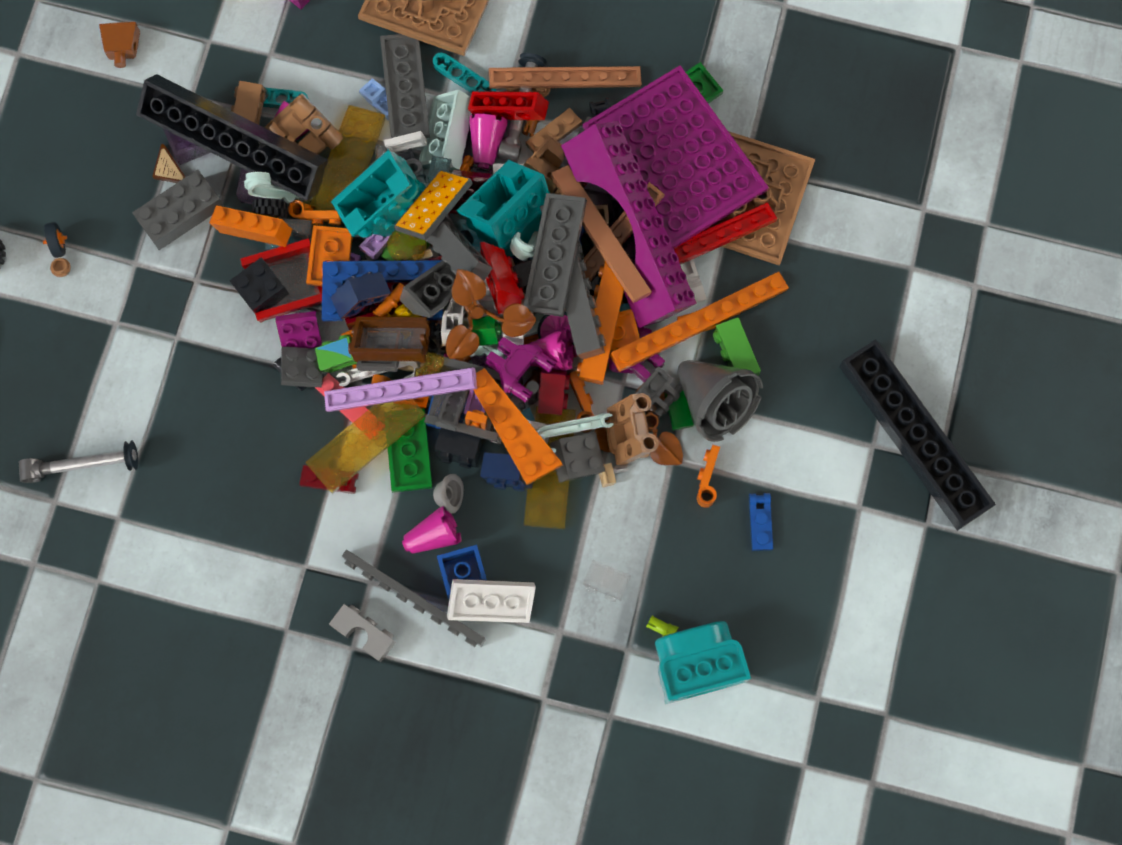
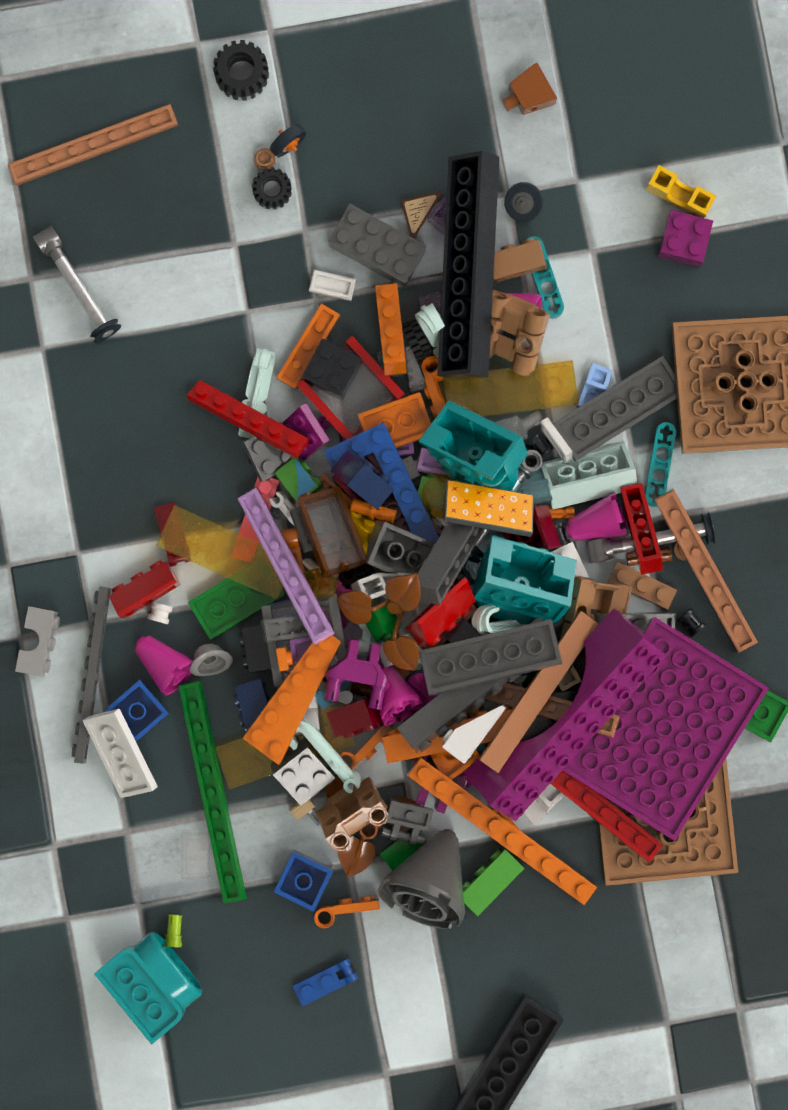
camera: 65 degrees right, 10 degrees up
(95, 279) = (271, 201): none -> black tyre
(191, 261) = (332, 285): none -> white tile
(204, 83) = (523, 201): none -> black wheel
(231, 301) = (297, 362): none -> orange plate
(245, 357) = (259, 383): none -> light aqua piece
(264, 371) = (248, 419): none -> red plate
(362, 521) = (143, 589): none -> red slope
(389, 518) = (159, 612): none -> white wheel
(560, 542) = (212, 792): none -> green plate
(613, 303) = (466, 738): none -> white slope
(668, 498) = (303, 880): none -> blue brick

